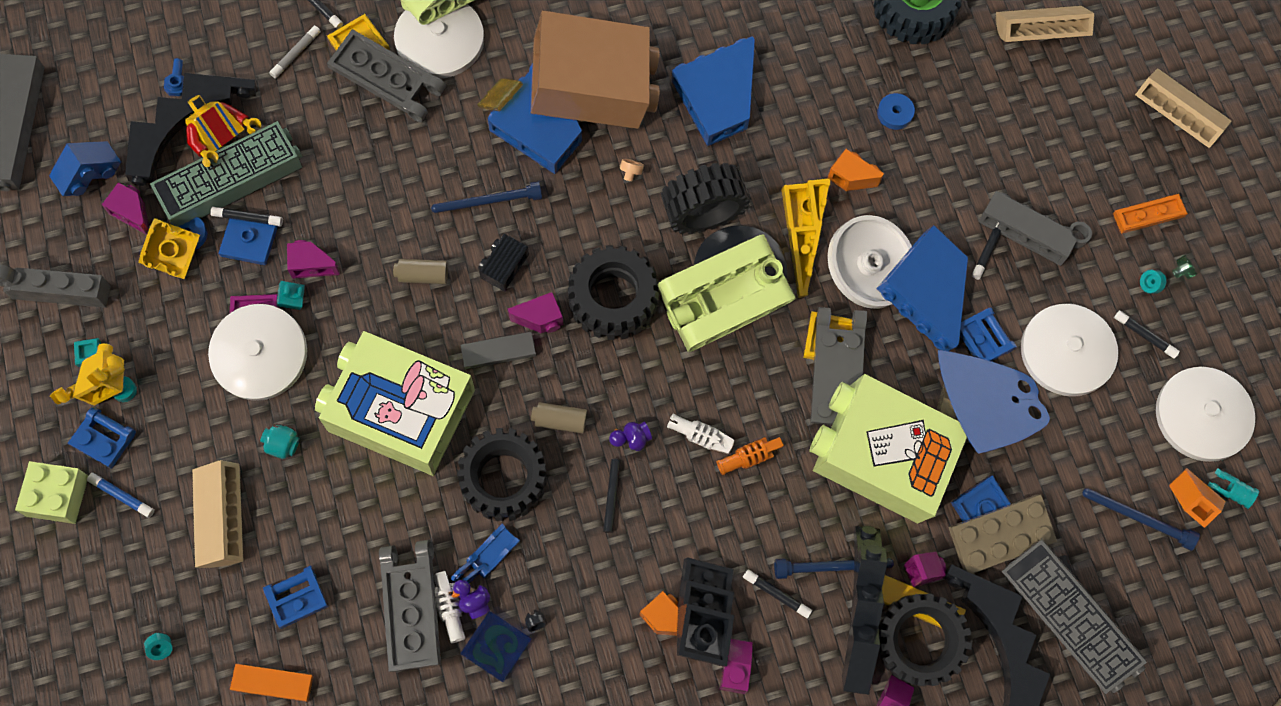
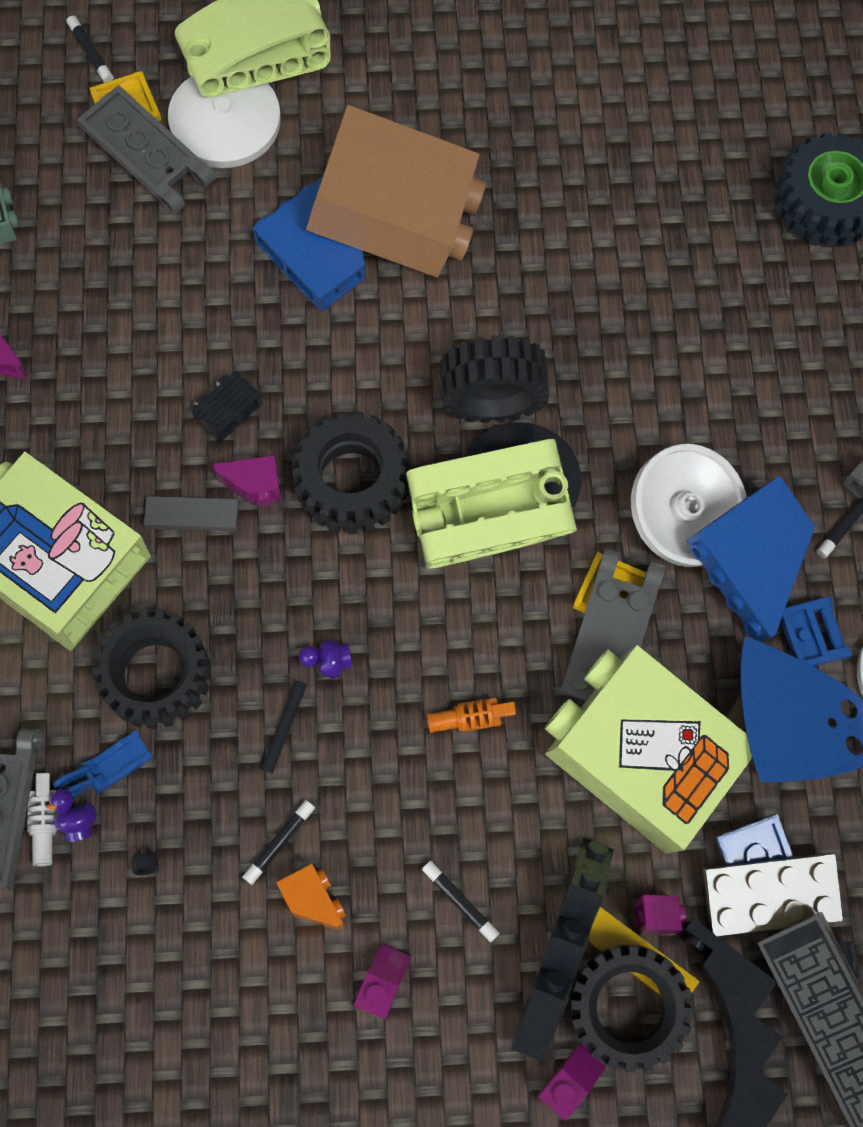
camera: 15 degrees right, 0 degrees up
(295, 51) = (46, 100): light grey bar -> none
(421, 271) = (123, 395): dark tan brick -> none
(496, 646) = (88, 883): clear blue tile -> none
(500, 94) = (277, 200): clear yellow piece -> none
(531, 191) = (284, 327): dark blue piece -> none
(559, 417) = (243, 614): dark tan brick -> none
(631, 167) = (416, 324): light nougat tile -> none
(631, 582) = (278, 842): none -> black bar
(702, 434) = (417, 675): white hinge -> none
(705, 612) = (357, 904): black slope -> none
(718, 90) = (551, 250): blue slope -> none
(785, 568) = (479, 872): dark blue piece -> none
(804, 214) = (619, 425): yellow wedge -> none
(854, 173) = (695, 389): orange slope -> none
(895, 102) = (770, 335): blue piece -> none

